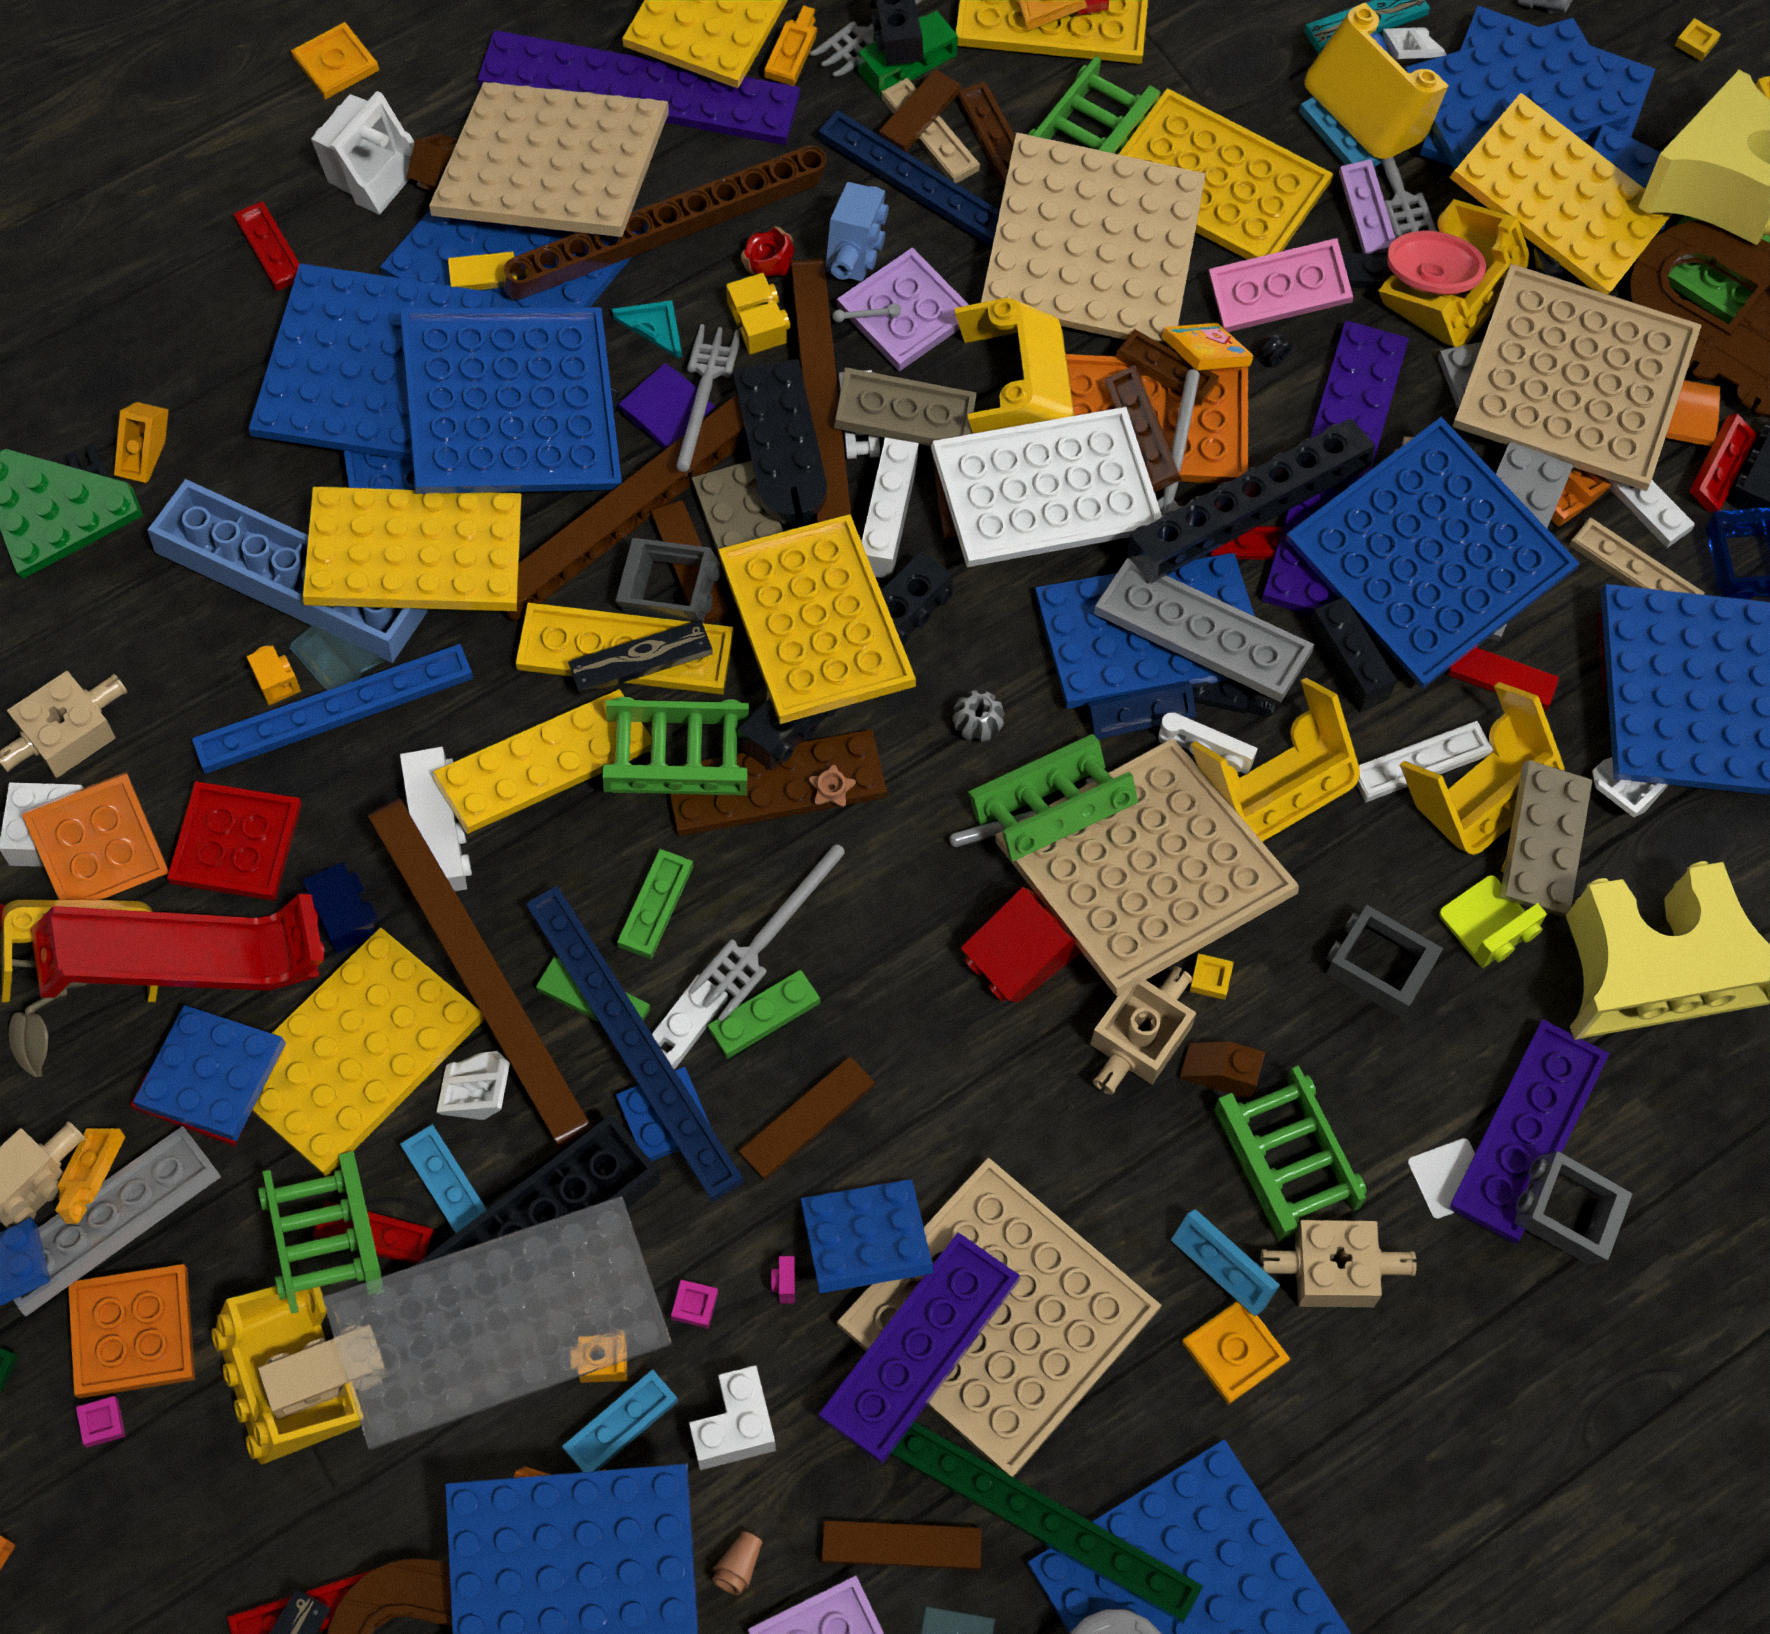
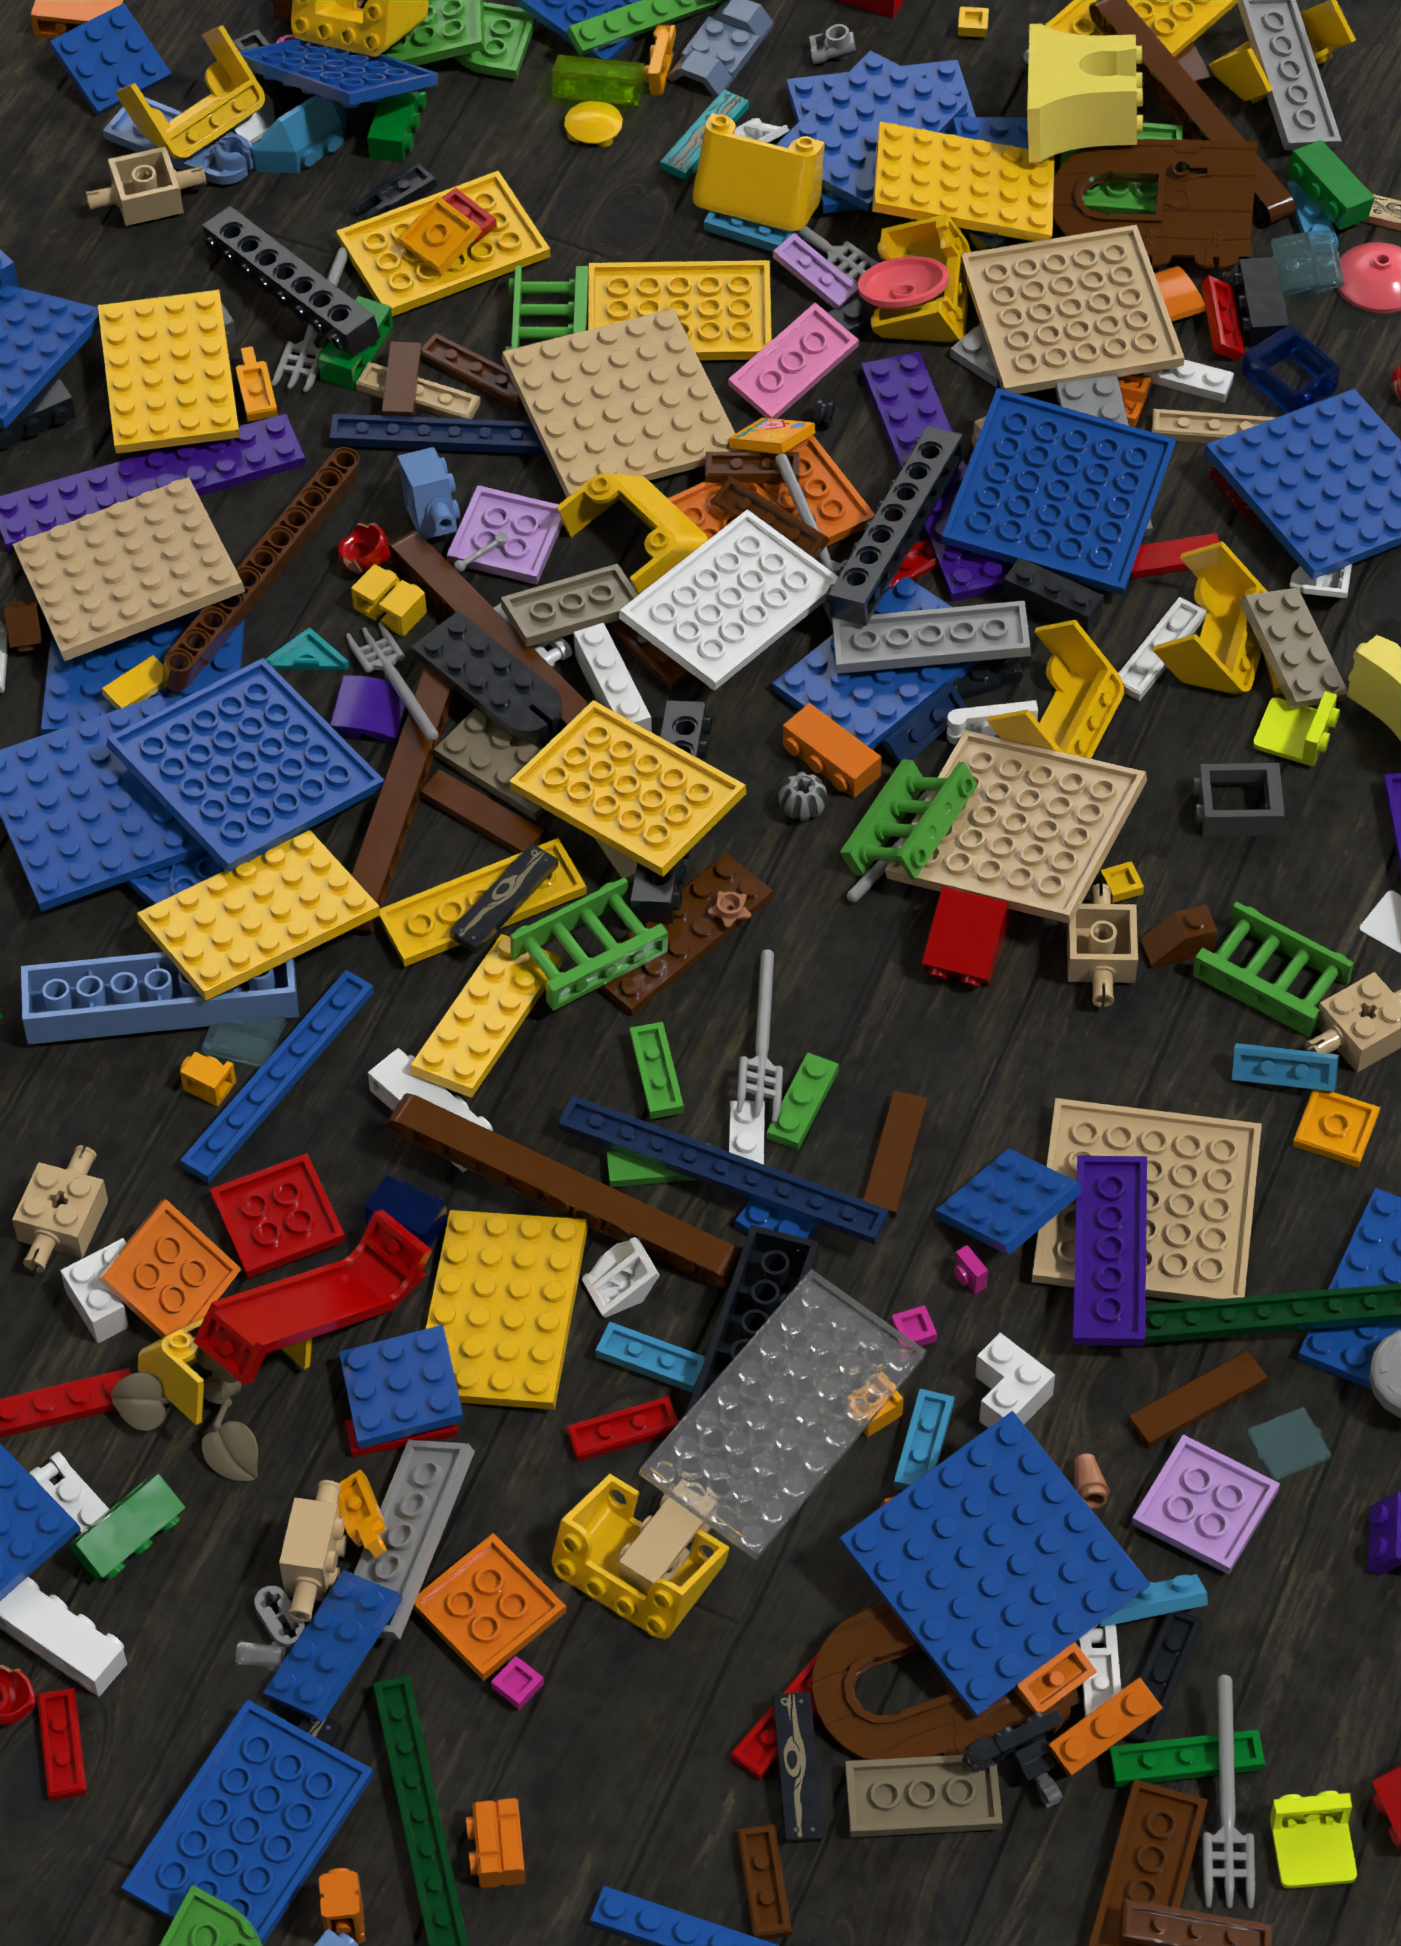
camera: 30 degrees left, 10 degrees down
(356, 1238) = (597, 1409): bright green fence -> none
(638, 568) = (472, 807): dark grey window -> none
(1037, 686) = (831, 751): none -> orange brick

